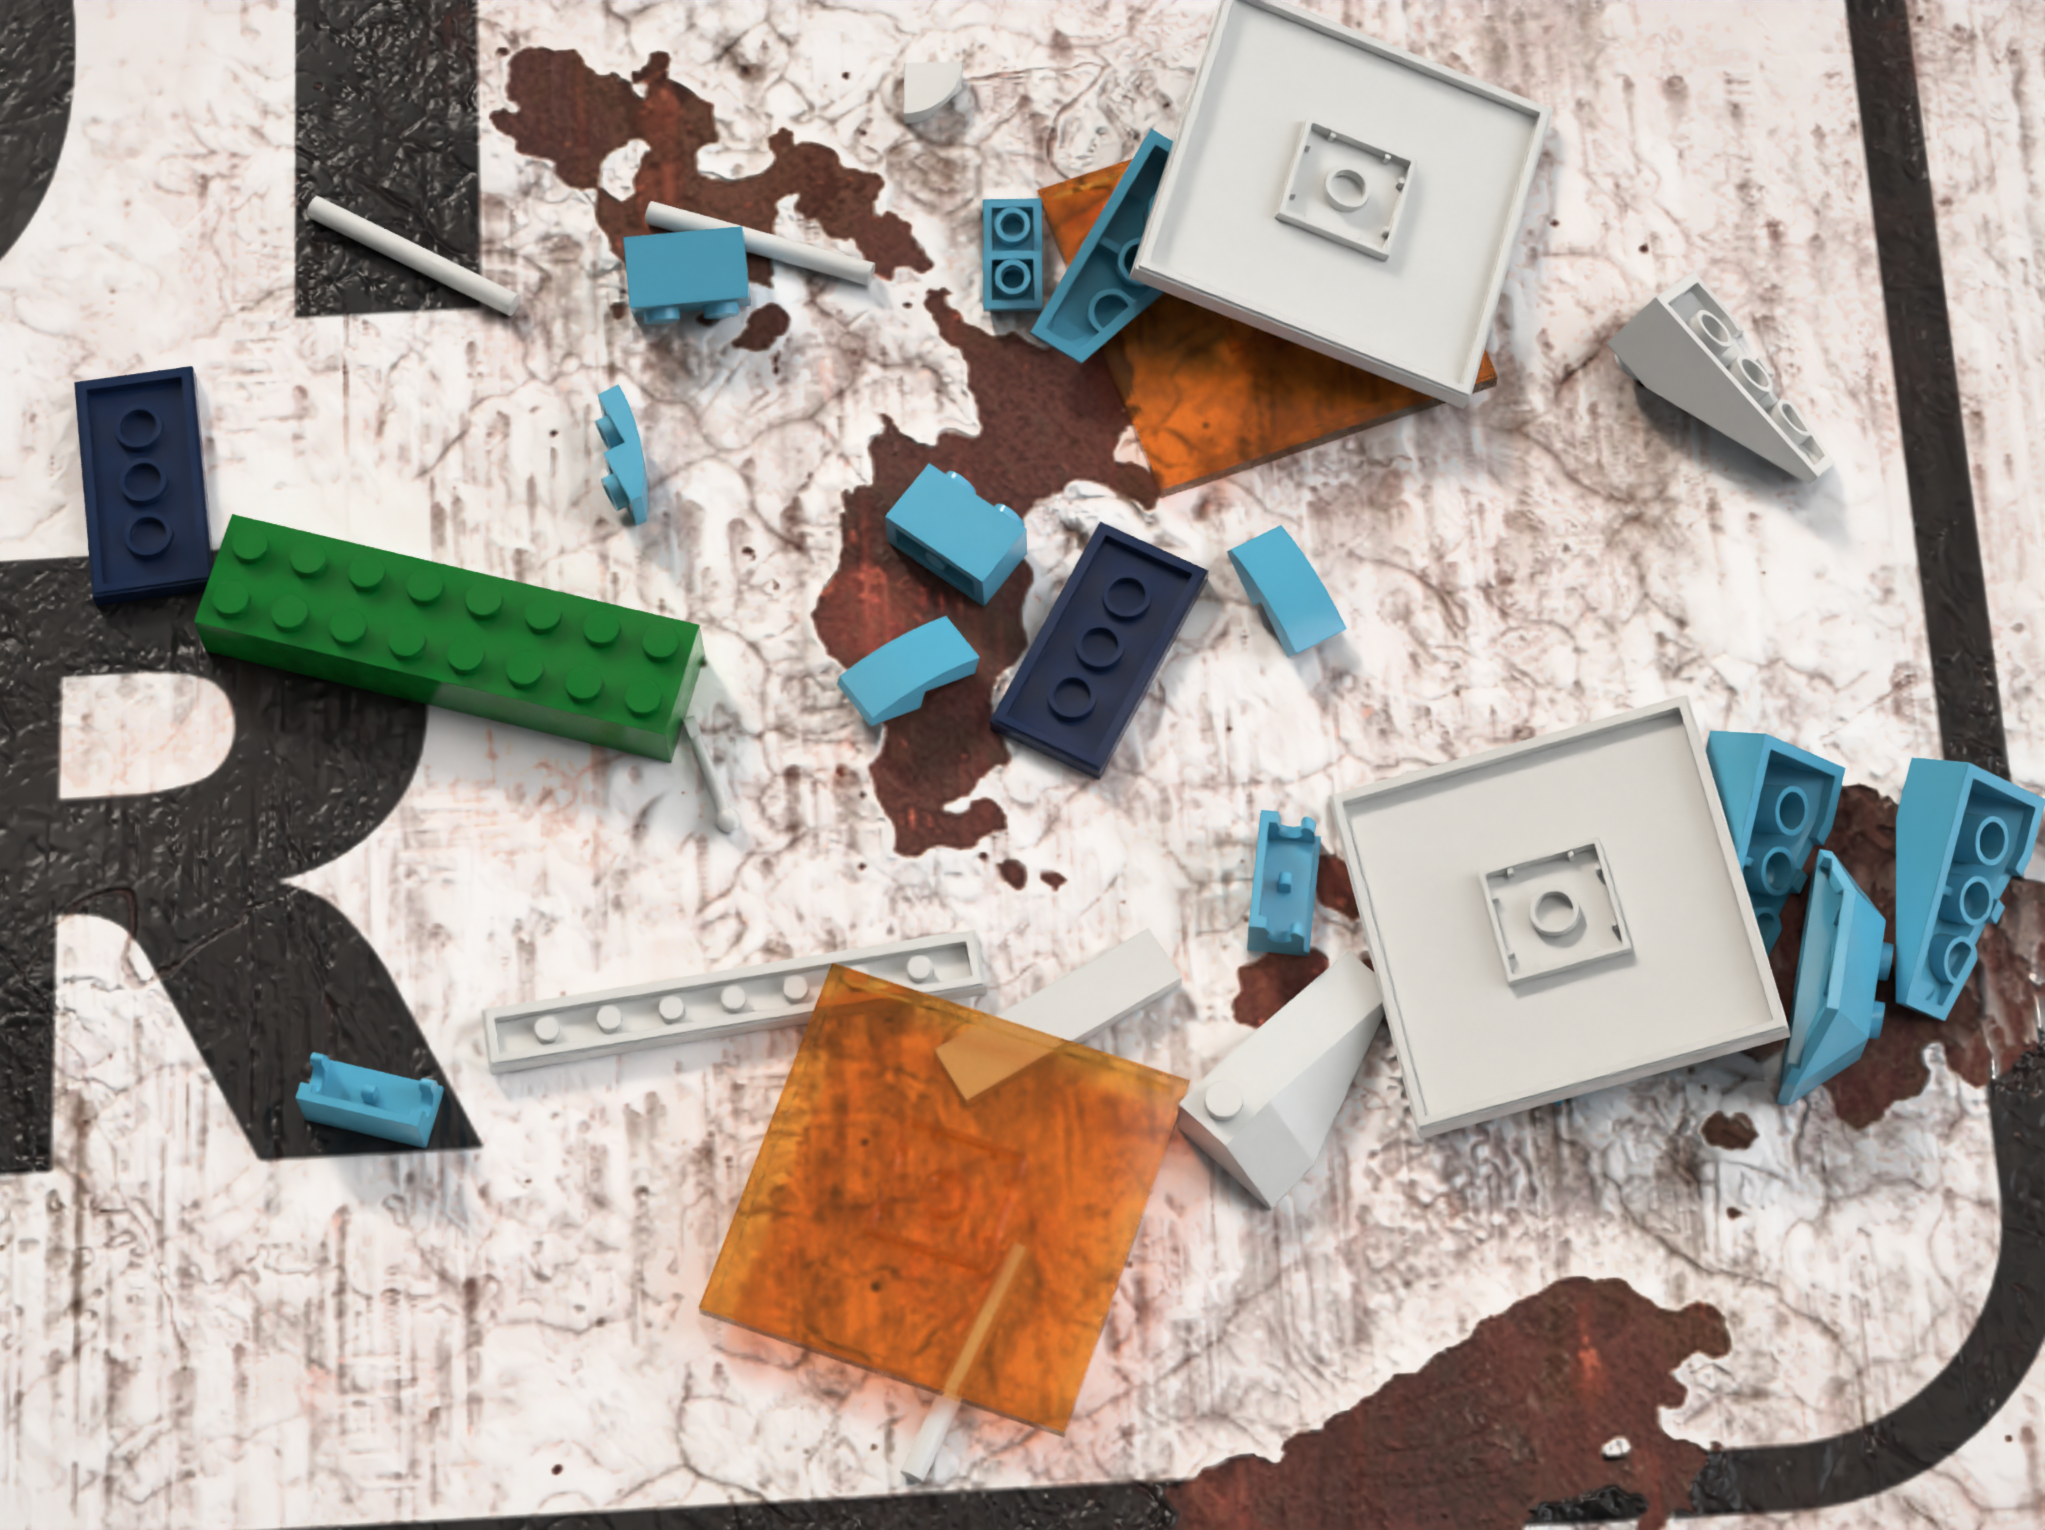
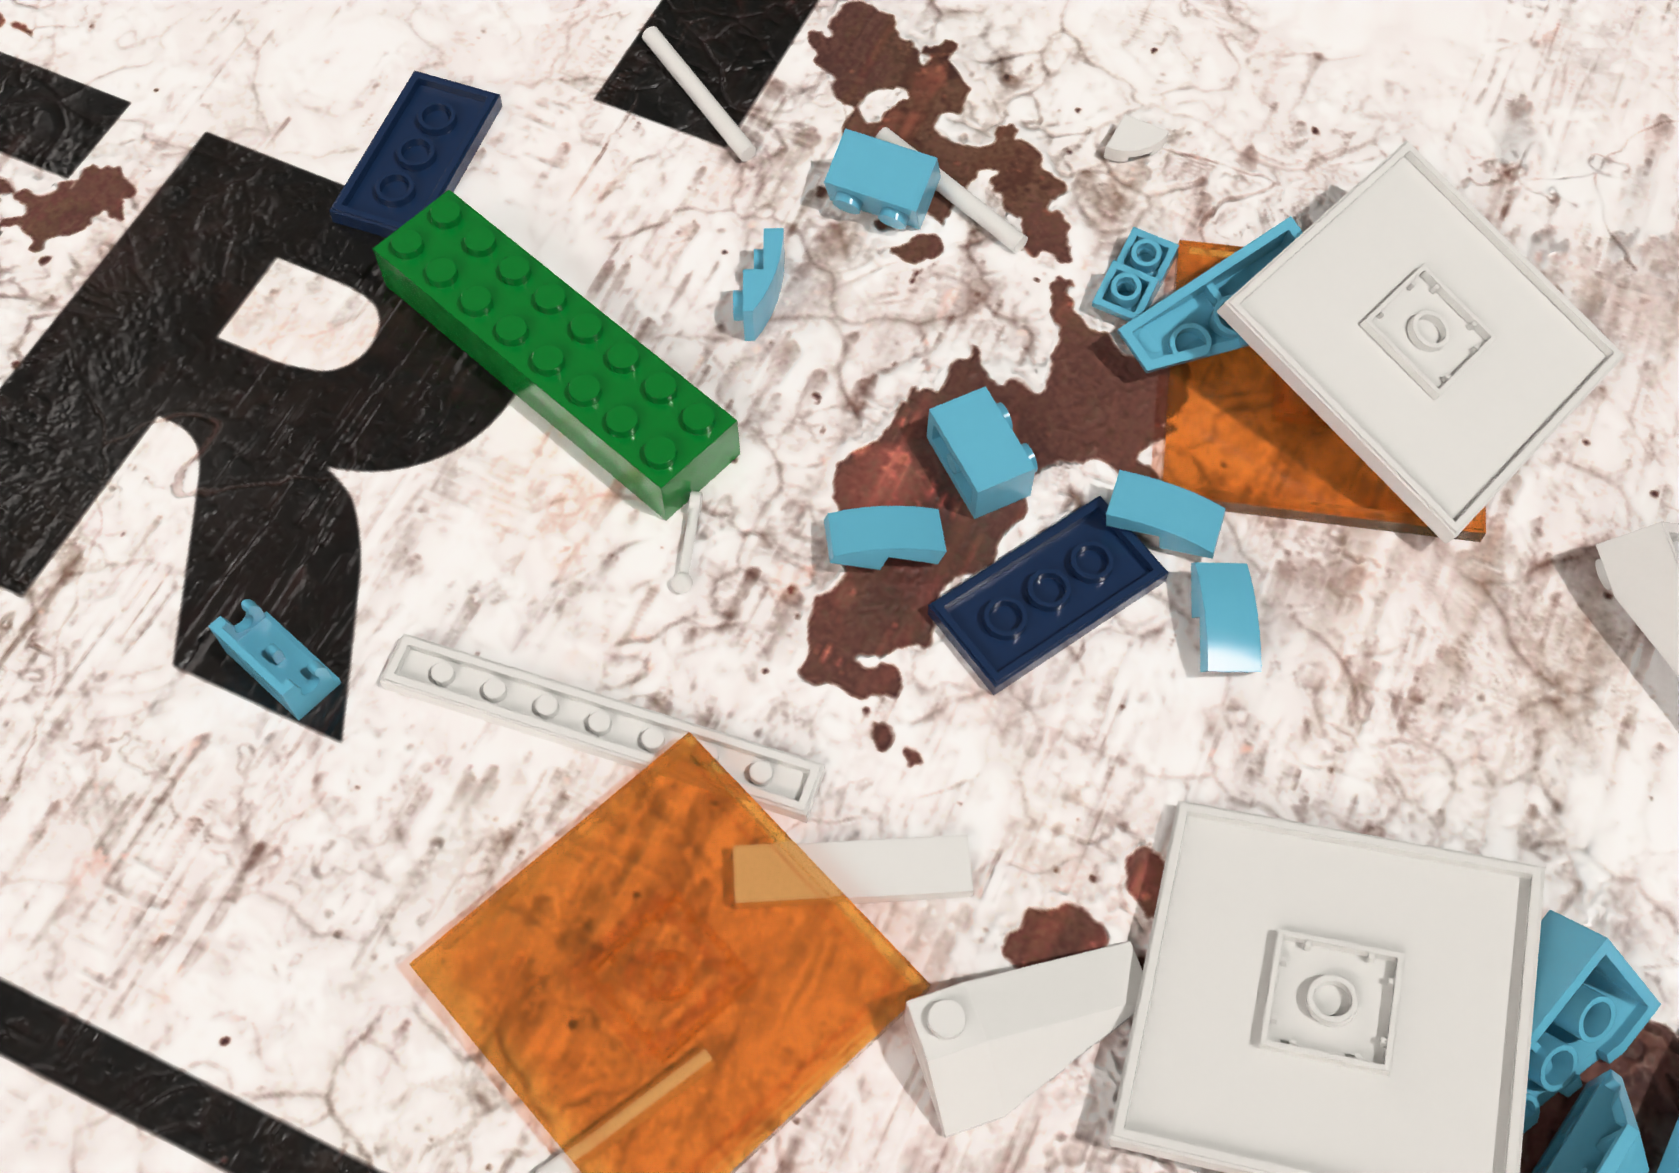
camera: 25 degrees right, 5 degrees down
(1175, 508) = (1161, 509): none -> medium azure slope
(1283, 886) = (1100, 857): medium azure hinge -> none

